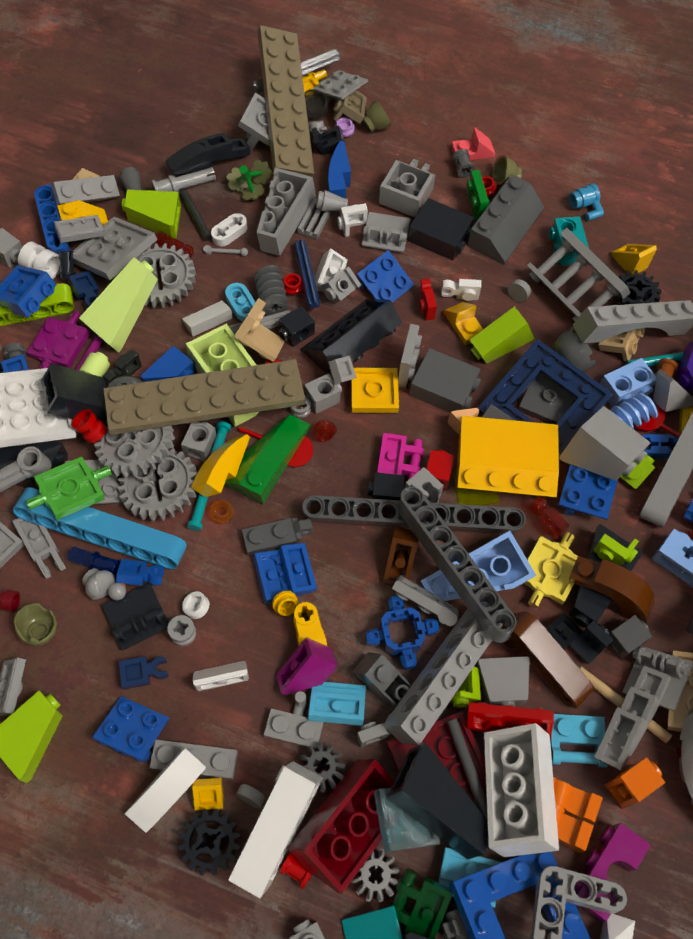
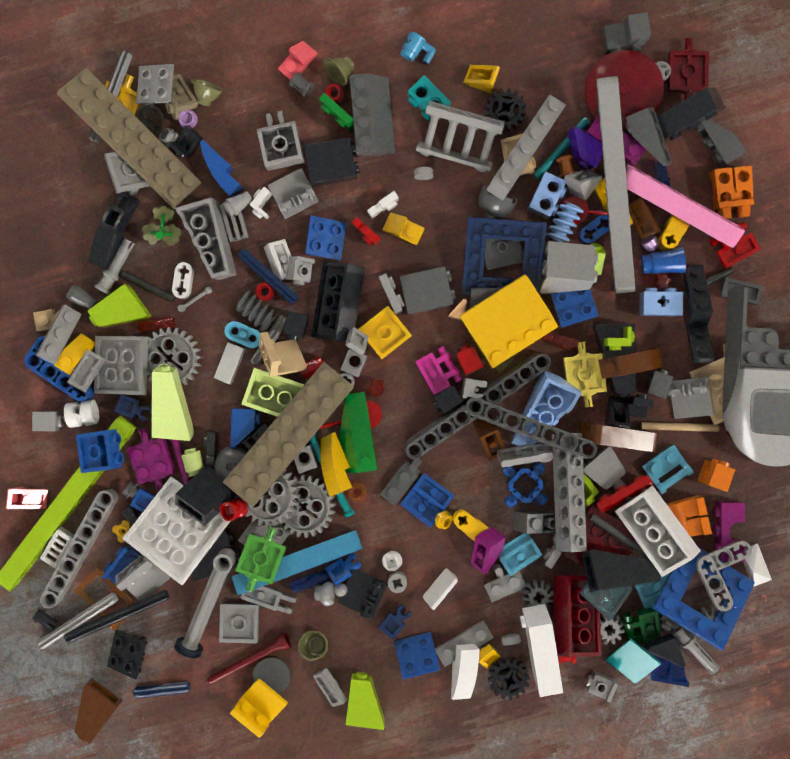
camera: 30 degrees left, 25 degrees up
(66, 264) = (106, 405): black pin -> none
(502, 336) = (439, 226): lime slope -> none
(632, 718) = (692, 436): light grey slope -> none

